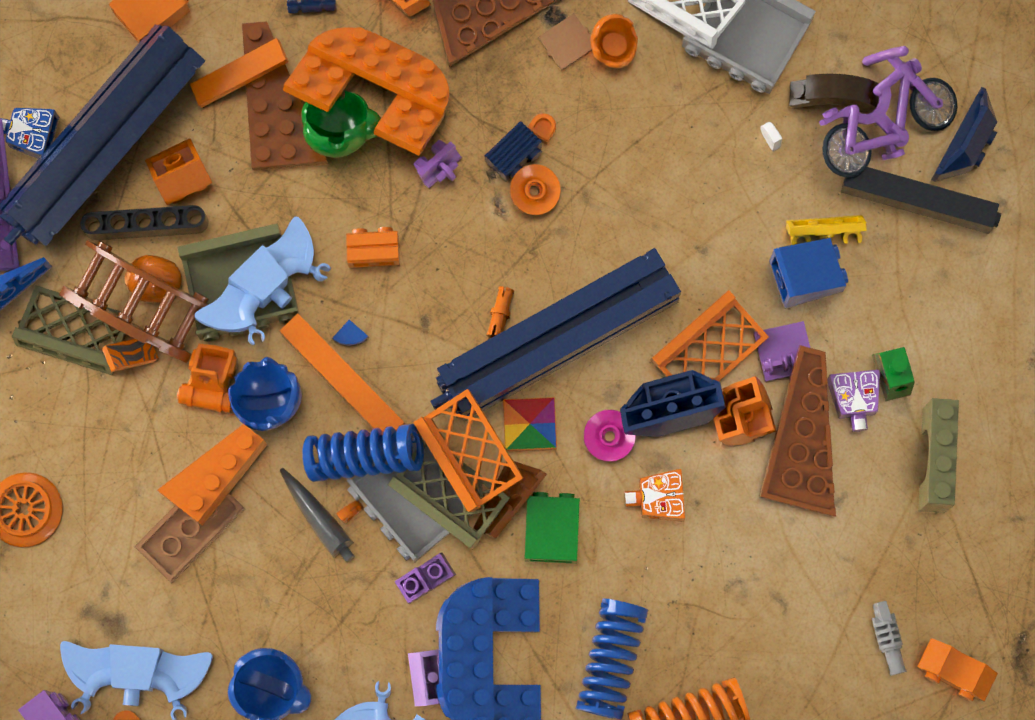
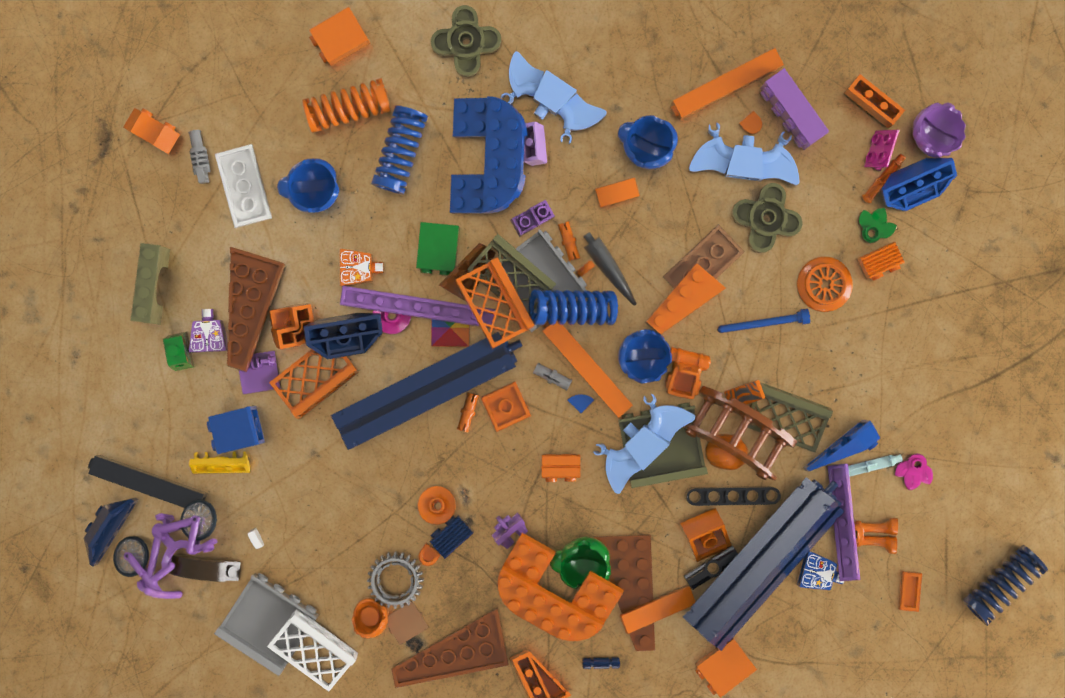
camera: 175 degrees right, 10 degrees up
(54, 462) = (800, 317): none -> blue piece
(84, 591) = (770, 203): none -> olive plant
(183, 121) = (701, 574): none -> black piece
(309, 617) = (617, 192): none -> orange slope
(374, 548) = (569, 241): none -> orange pin
(389, 365) = (552, 376): none -> light grey pin
(450, 324) = (505, 406): none -> orange tile
(581, 66) = (378, 589): none -> light grey gear
(581, 447) = (411, 306): none -> medium lavender tile
(730, 601) = (310, 185): none -> blue piece
(825, 602) = (243, 186): none -> white tile

